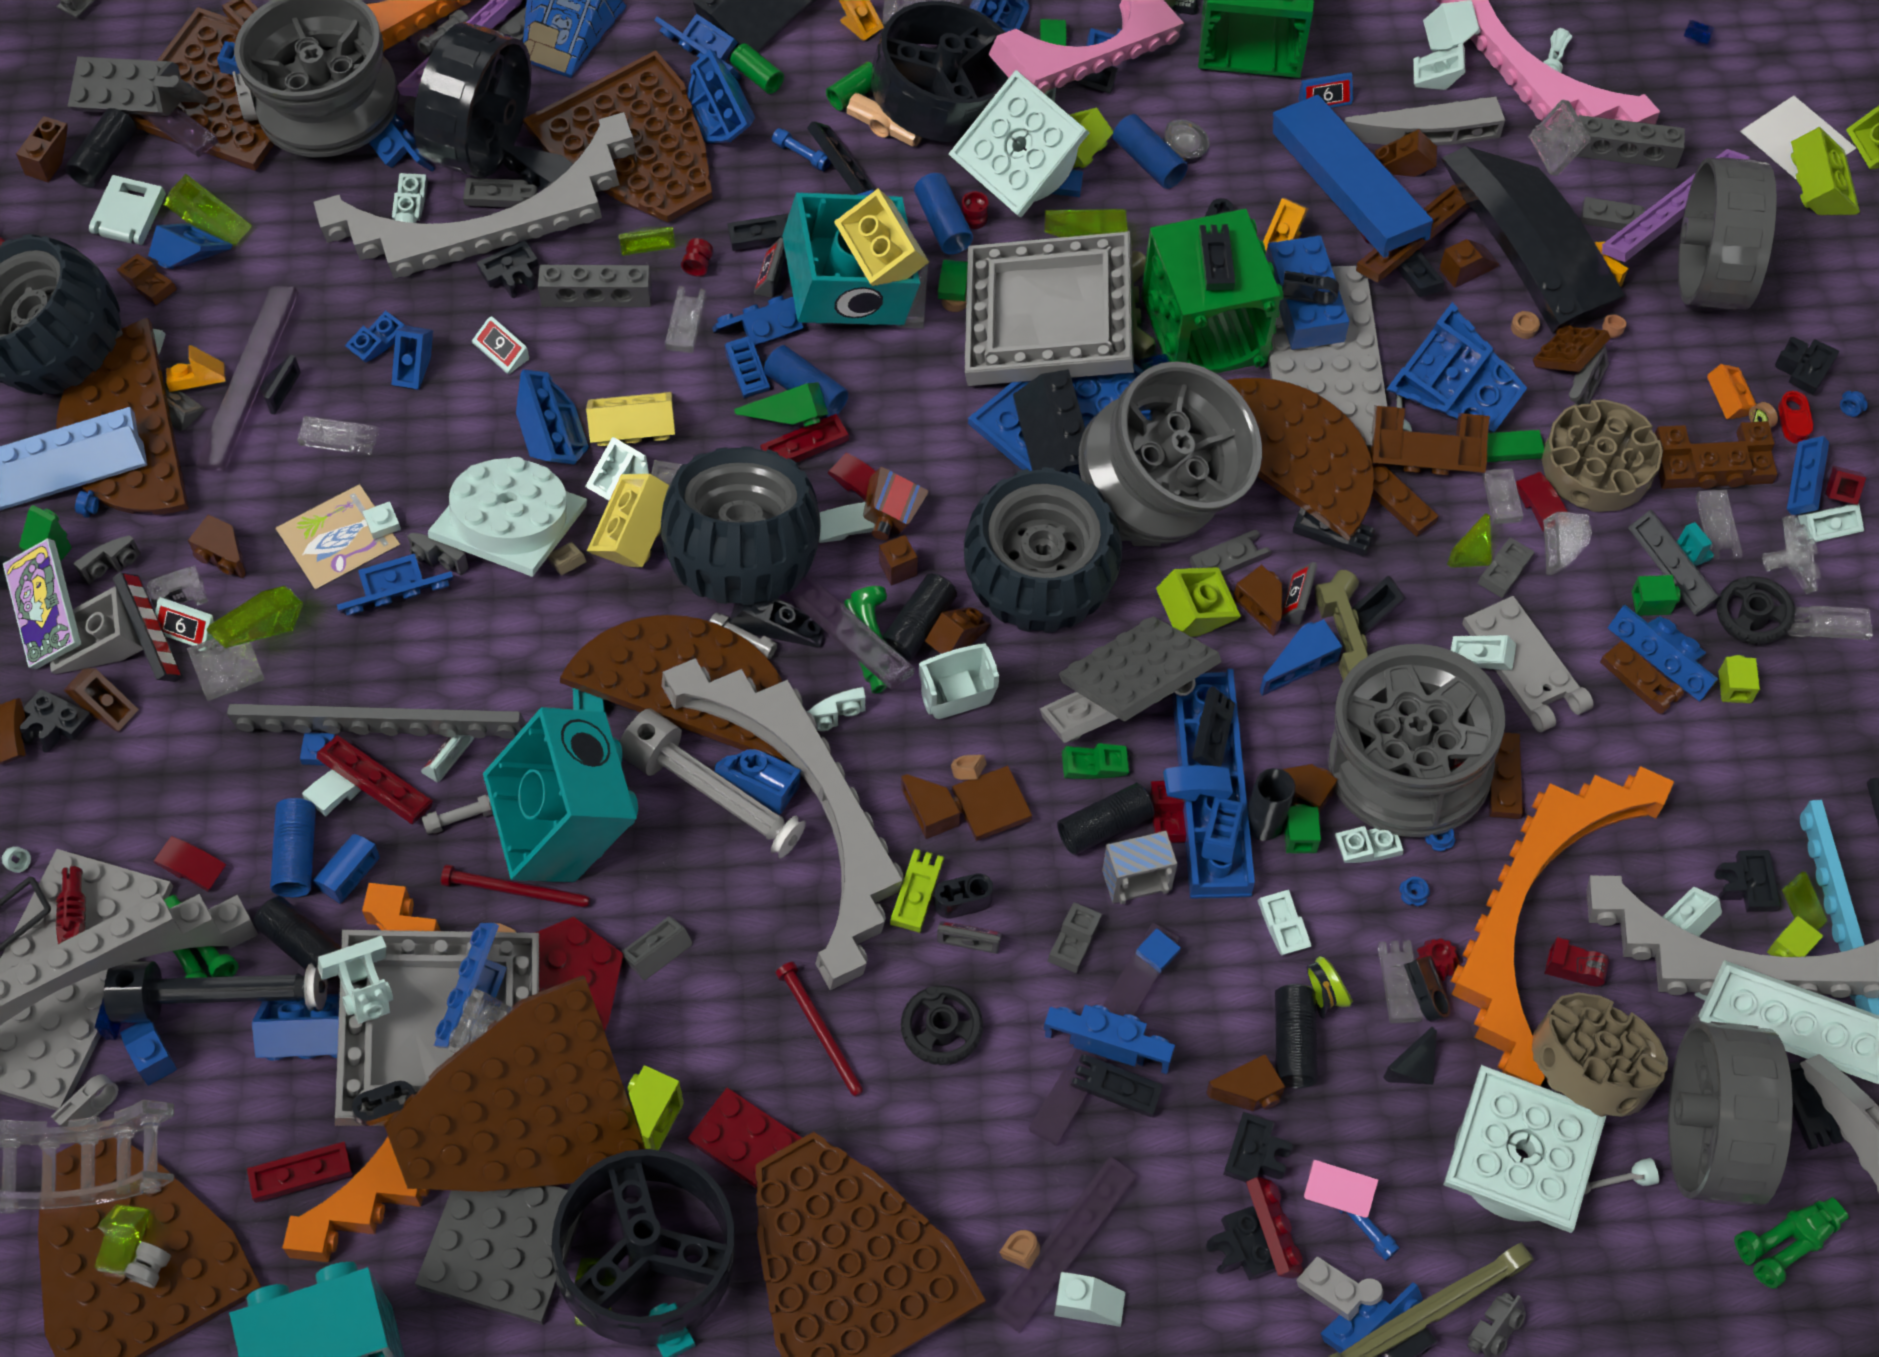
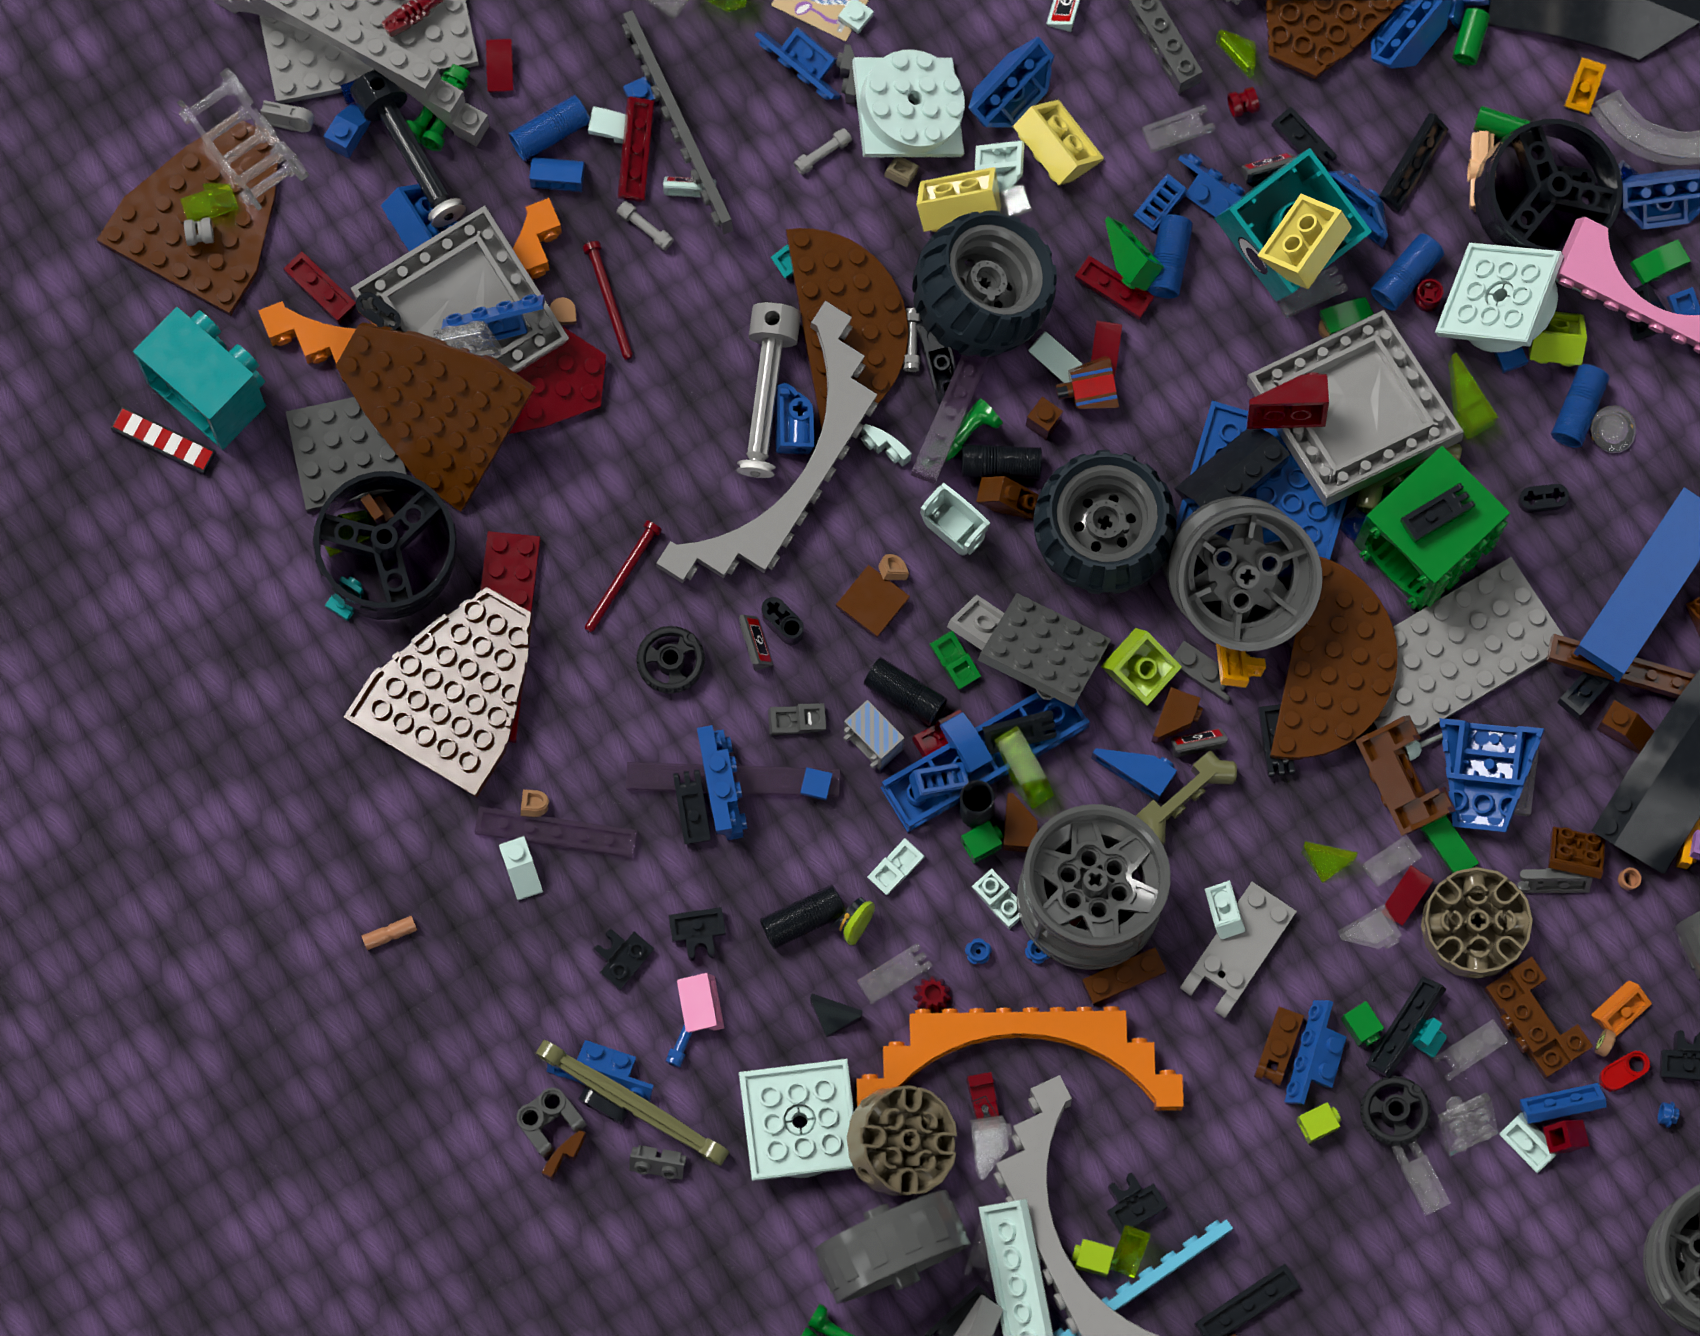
camera: 60 degrees right, 15 degrees up
(292, 934) = (482, 185): black piece -> none
(356, 964) = (461, 231): light aqua tile -> none
(496, 597) = (805, 163): none -> light grey bar
(559, 795) = (681, 289): teal brick -> none
(596, 1235) = (377, 508): none -> reddish brown slope
(655, 1104) = (489, 494): lime slope -> none
(657, 948) = (620, 426): dark grey slope -> none
(784, 140) = (1410, 101): blue bar -> none
(916, 892) = (769, 584): lime hinge -> none
(931, 805) = (843, 558): reddish brown slope -> none
(1030, 333) = (1292, 404): none -> dark red slope
(1242, 524) = (1237, 666): none -> light orange hinge
(1248, 1086) = (746, 902): reddish brown slope -> none
(1255, 744) = (1024, 768): none -> clear neon green slope
(1275, 1227) = (645, 971): dark red plate -> none
(1285, 222) = (1563, 558): light orange slope -> none
(1306, 288) = (1480, 605): black piece -> none
(1307, 322) = (1496, 606): blue brick -> none
(1338, 1289) = (621, 1036): light grey hinge -> none
(1378, 604) = (1217, 806): black slope -> none
(1401, 501) = (1340, 781): reddish brown plate -> none
(1428, 989) = (900, 990): black piece -> none
(1506, 567) = (1323, 895): dark grey slope -> none
(1525, 325) = (1588, 805): medium nougat tile -> none
(1633, 978) = (989, 1142): none -> clear slope
(1643, 1173) = (835, 1218): hinge -> none
(1695, 911) = (1076, 1170): light aqua slope -> none

